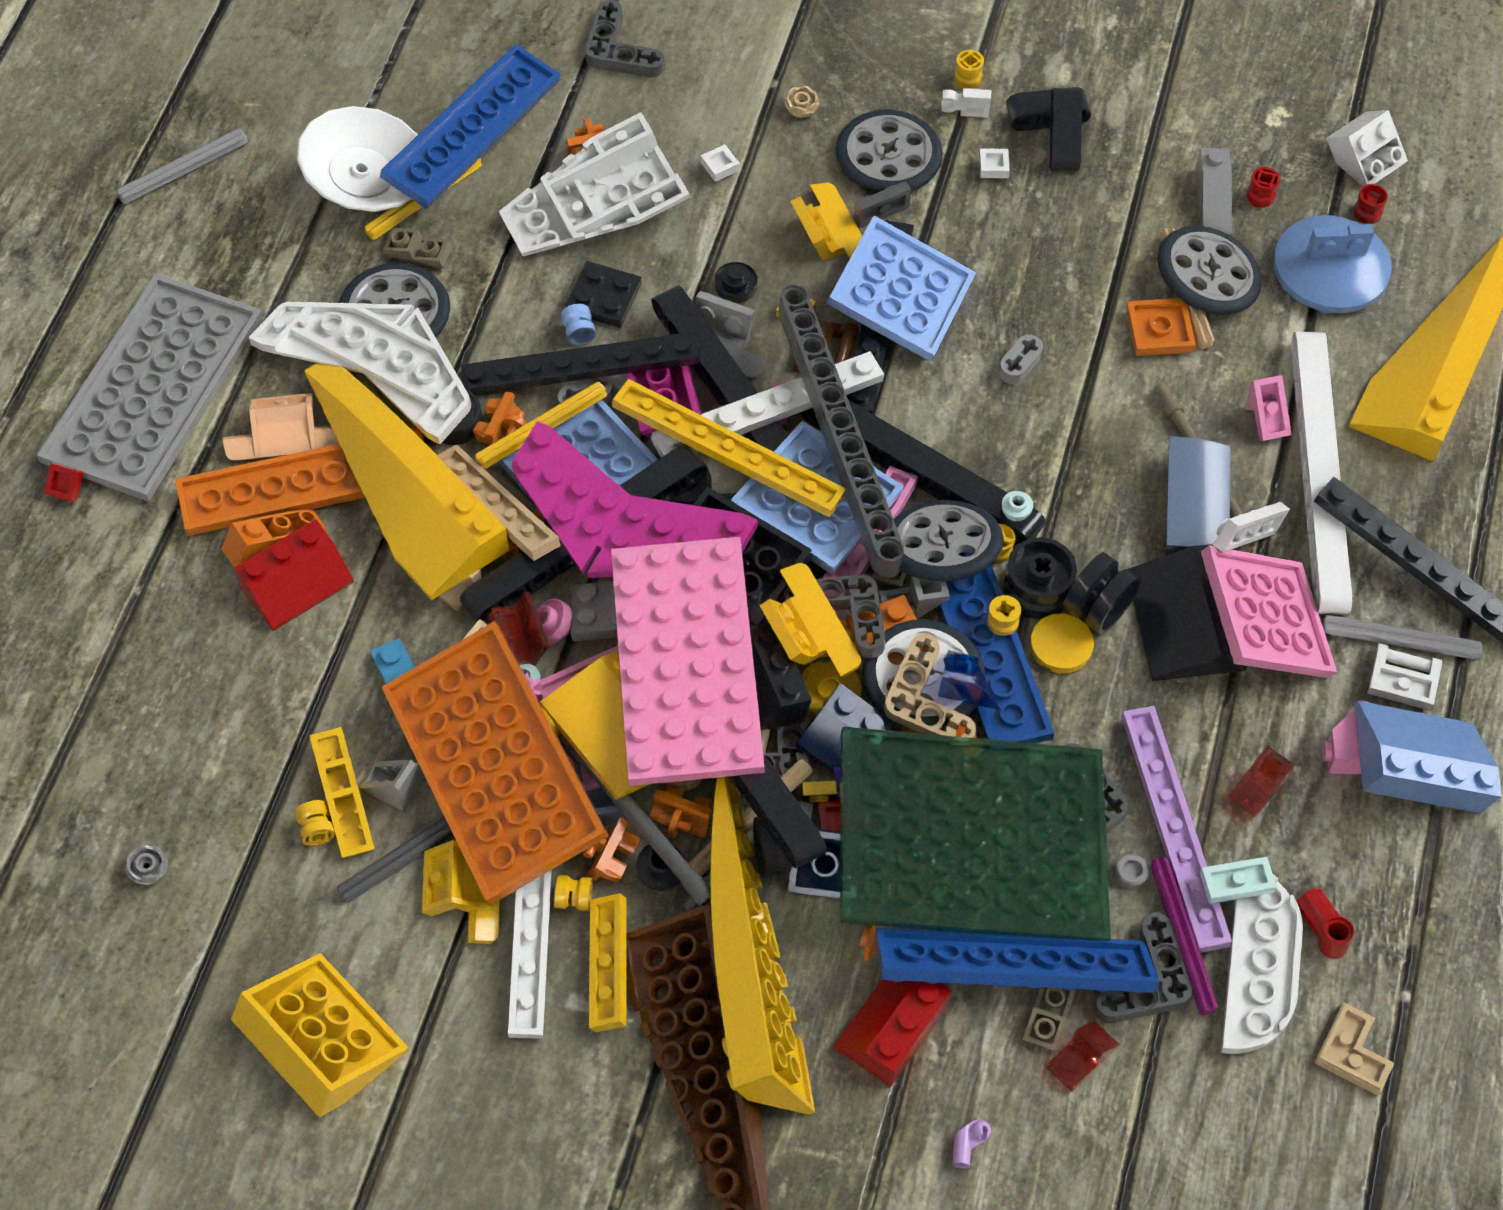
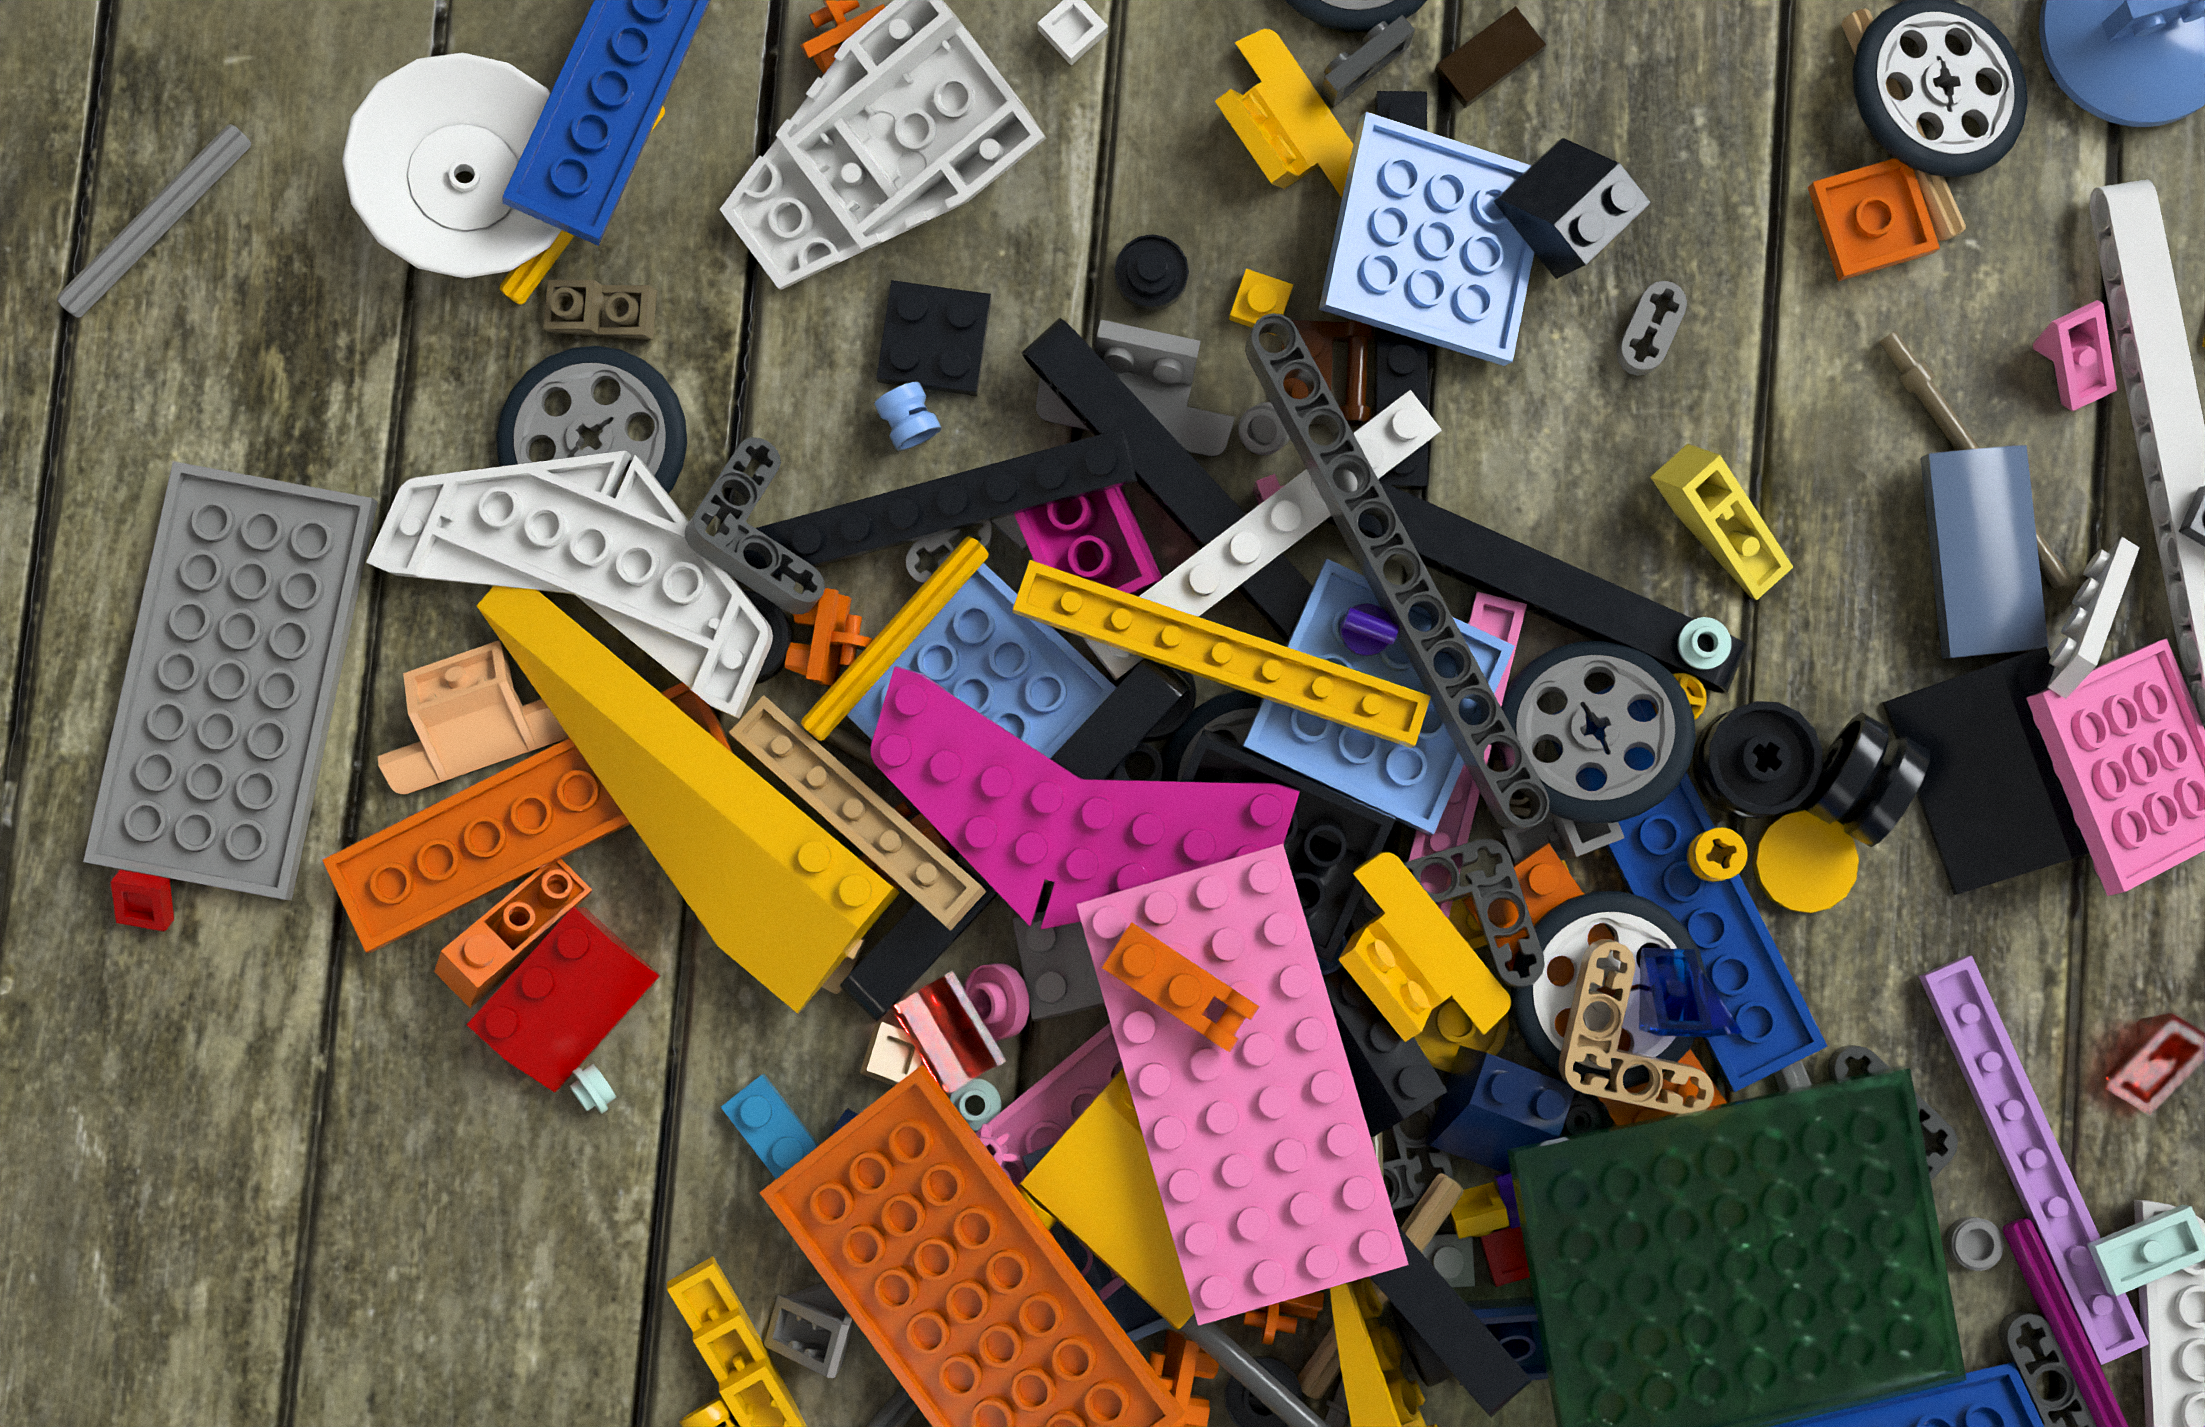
camera: 10 degrees left, 25 degrees up
(296, 626) = (592, 1089): none -> light aqua plate
(460, 349) = (737, 535): none -> dark grey beam
(660, 591) = (1178, 985): none -> orange plate
(783, 367) = (1262, 430): none -> light grey tile
(816, 454) = (1367, 629): none -> dark purple plate
(954, 217) = (1490, 57): none -> dark brown tile
(984, 287) = (1571, 205): none -> black slope
(1044, 456) = (1722, 518): none -> light yellow slope

